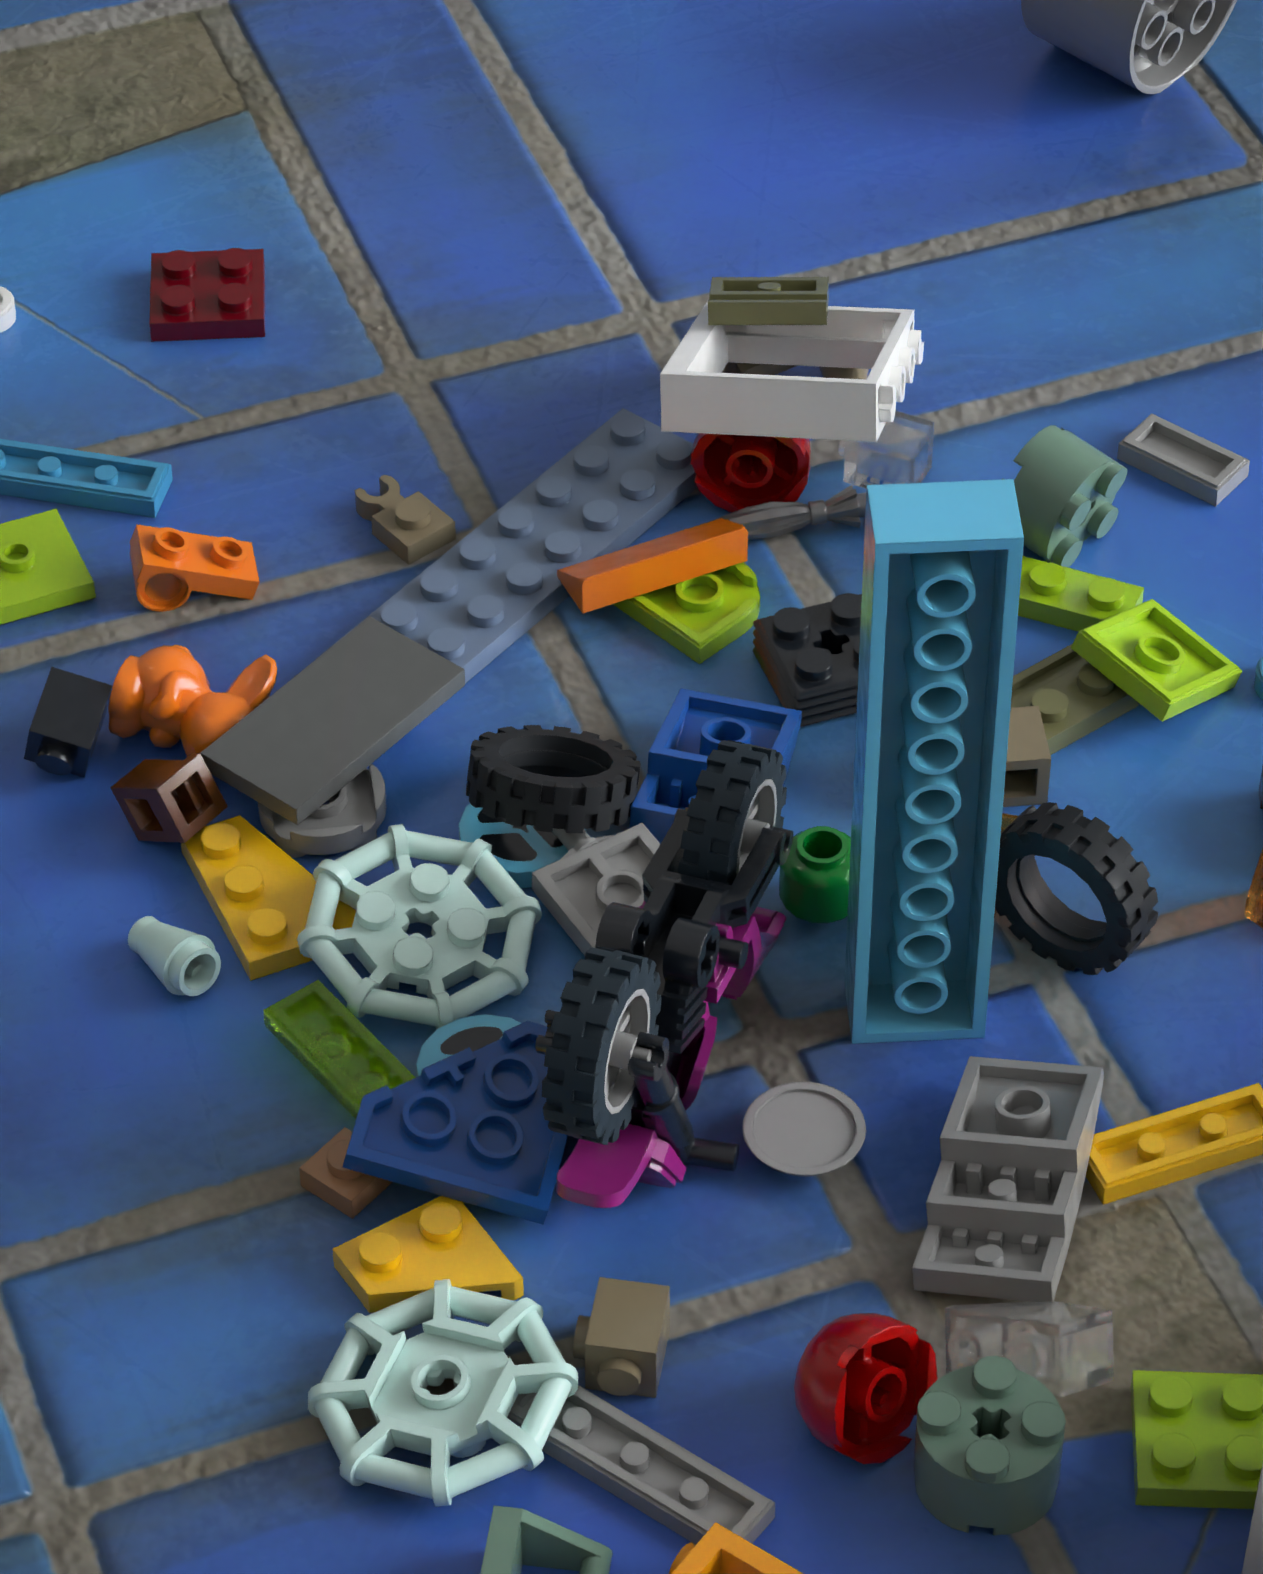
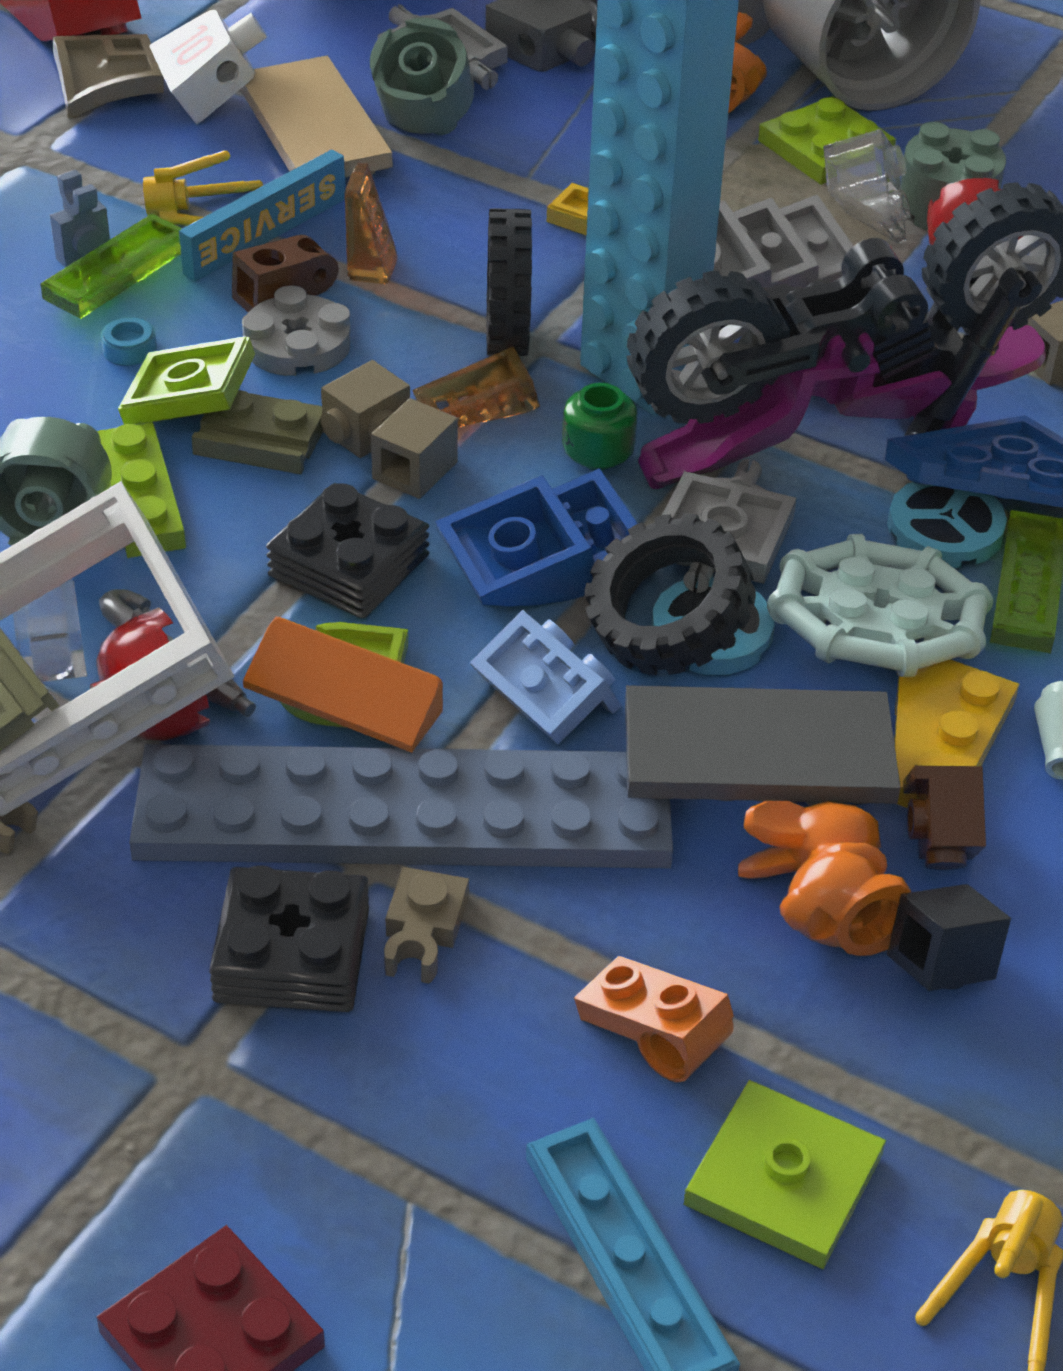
camera: 130 degrees left, 0 degrees up
(451, 441) = (290, 939): none -> black brick
(559, 692) = (543, 677): none -> light blue bracket
(1203, 763) = (297, 332): none -> light grey plate

